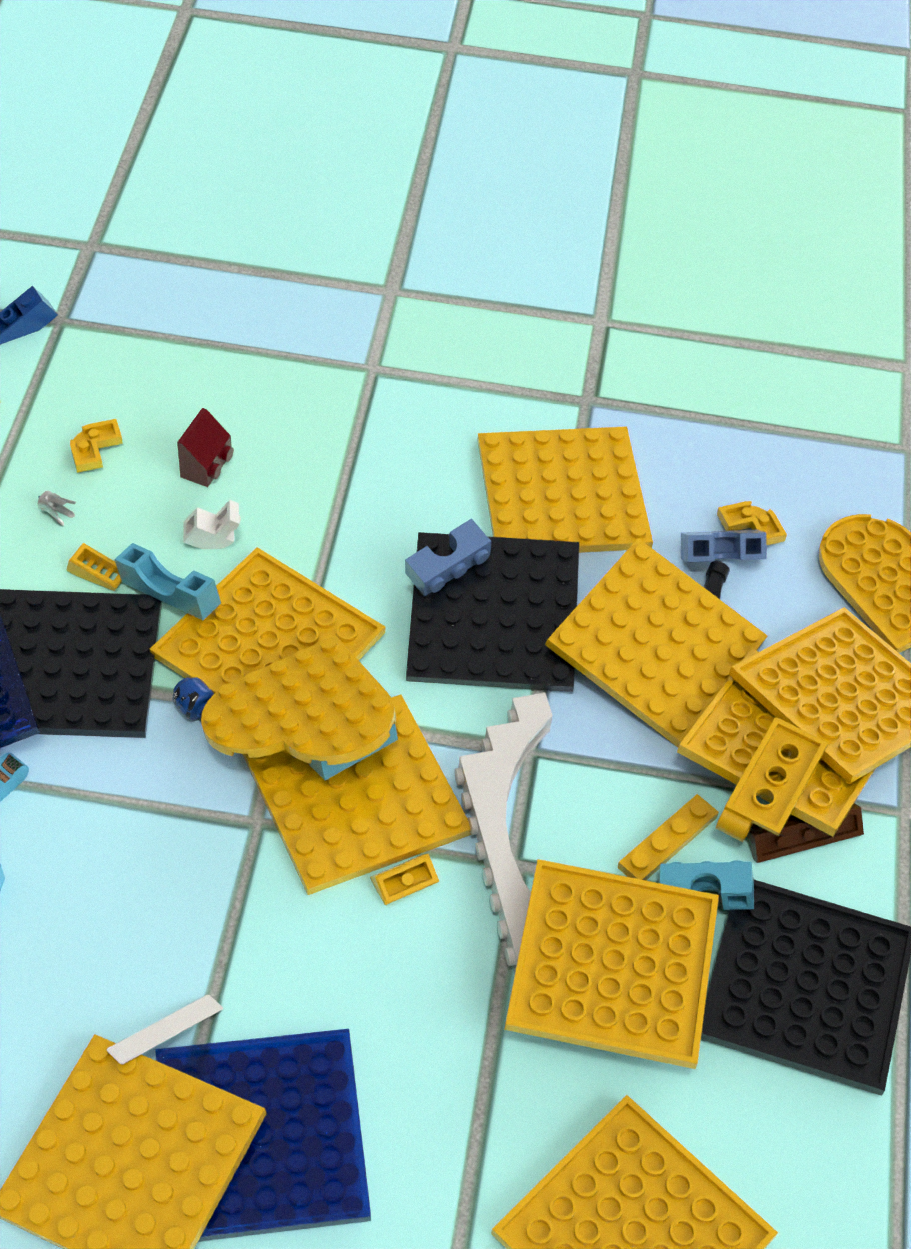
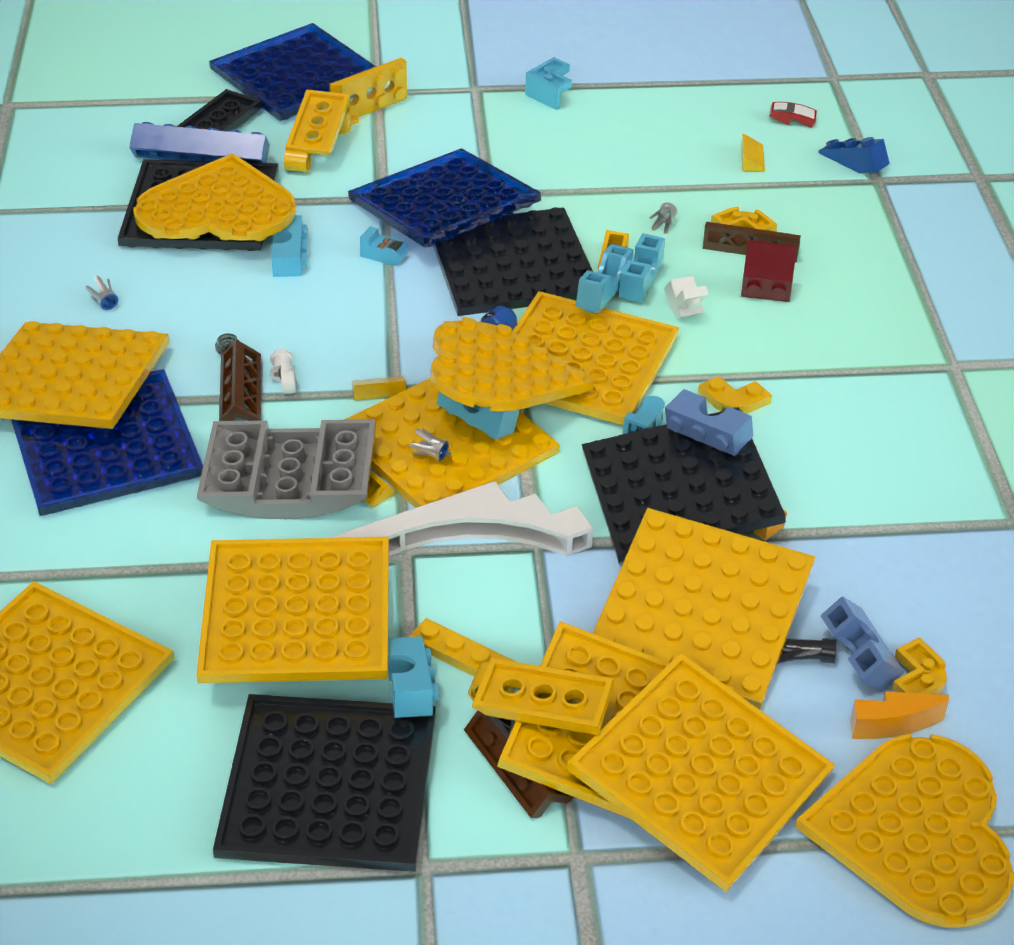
camera: 80 degrees right, 10 degrees down
(123, 968) = (224, 342): none -> clear smoke plate
(132, 450) = (735, 238): none -> reddish brown fence
(164, 1029) = (181, 369): white sticker -> none
(170, 552) = (640, 273): none -> medium azure arch
(204, 974) = (234, 379): none -> reddish brown fence
(214, 921) = (282, 370): none -> white connector
(250, 835) = (378, 387): none -> yellow slope
(370, 542) = (722, 395): none -> yellow plate
(376, 939) = (287, 469): none -> light grey slope
(387, 612) = (648, 415): none -> medium azure leg
(395, 793) = (434, 447): none -> flat silver piece
(565, 487) = (878, 522): yellow plate -> none
(797, 553) = (897, 714): none -> light orange slope

